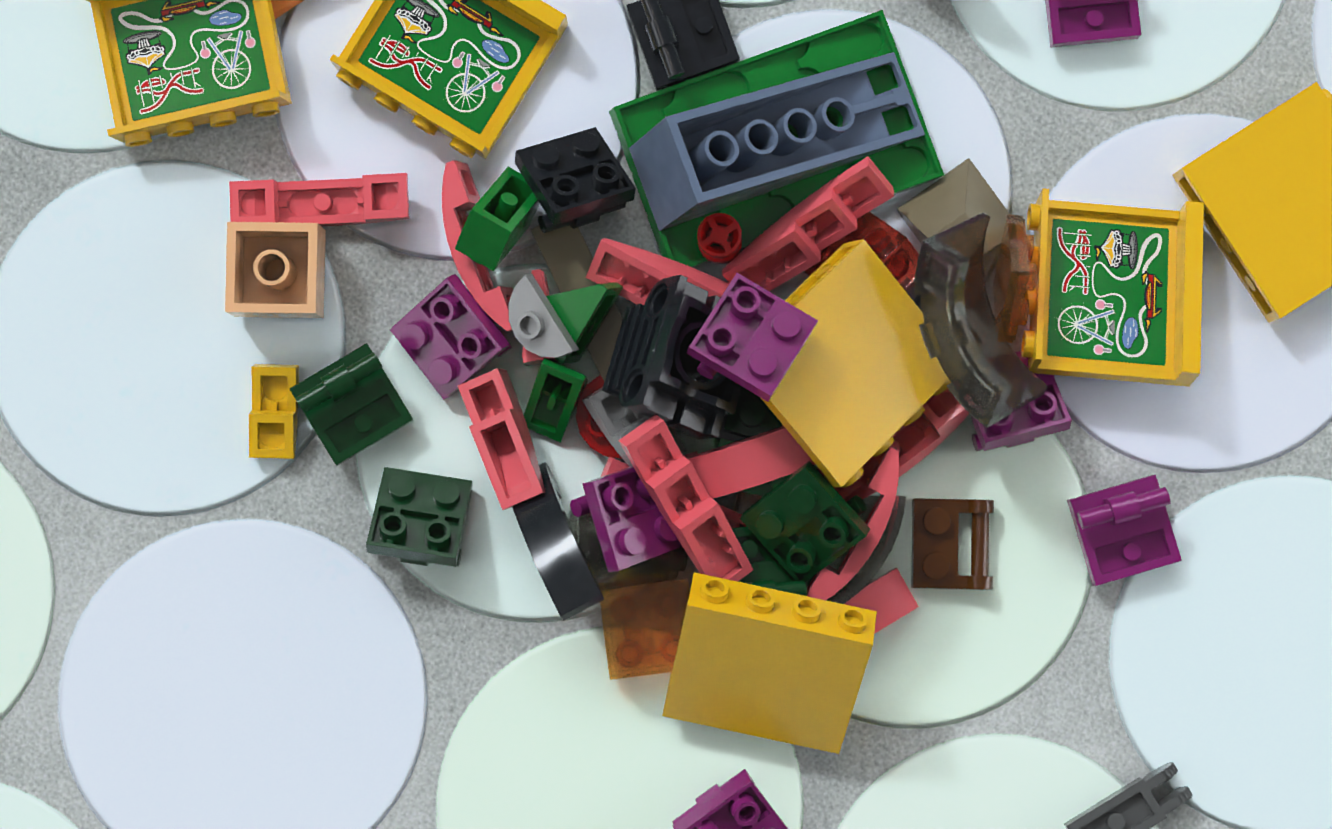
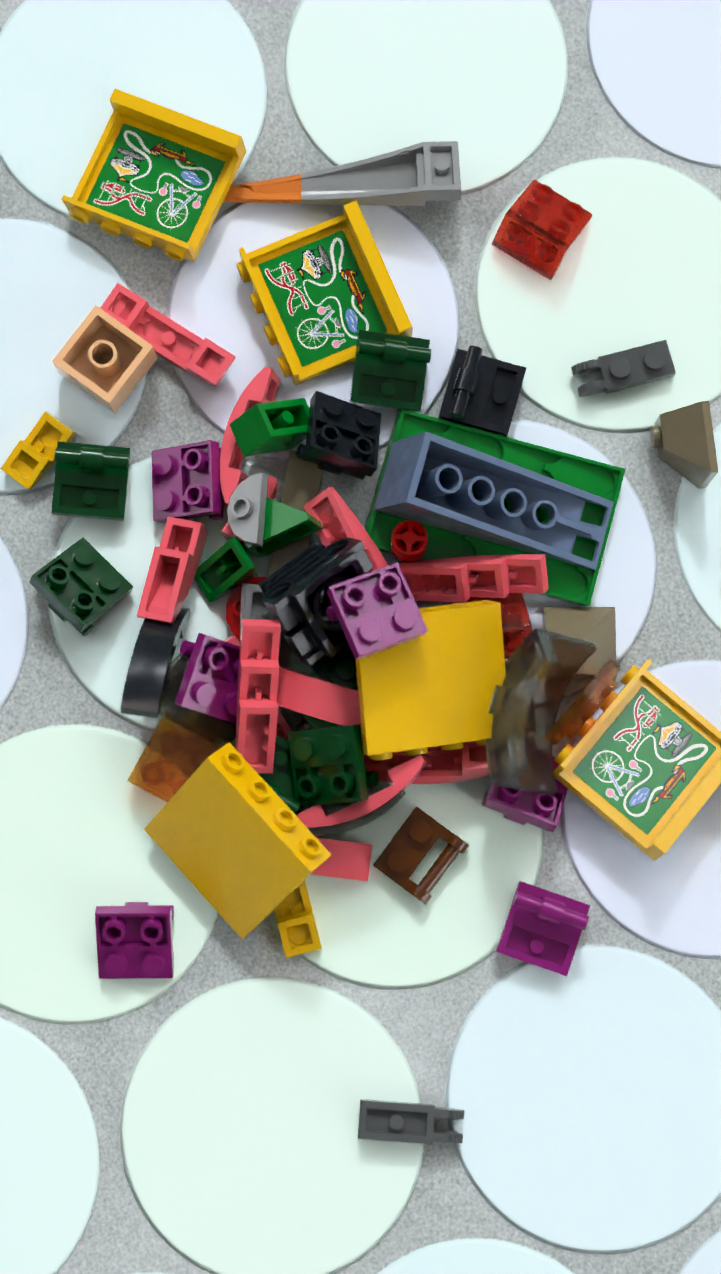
camera: 35 degrees right, 5 degrees down
(573, 76) = (389, 370): none -> dark green plate
(884, 702) = (297, 923): none -> yellow slope

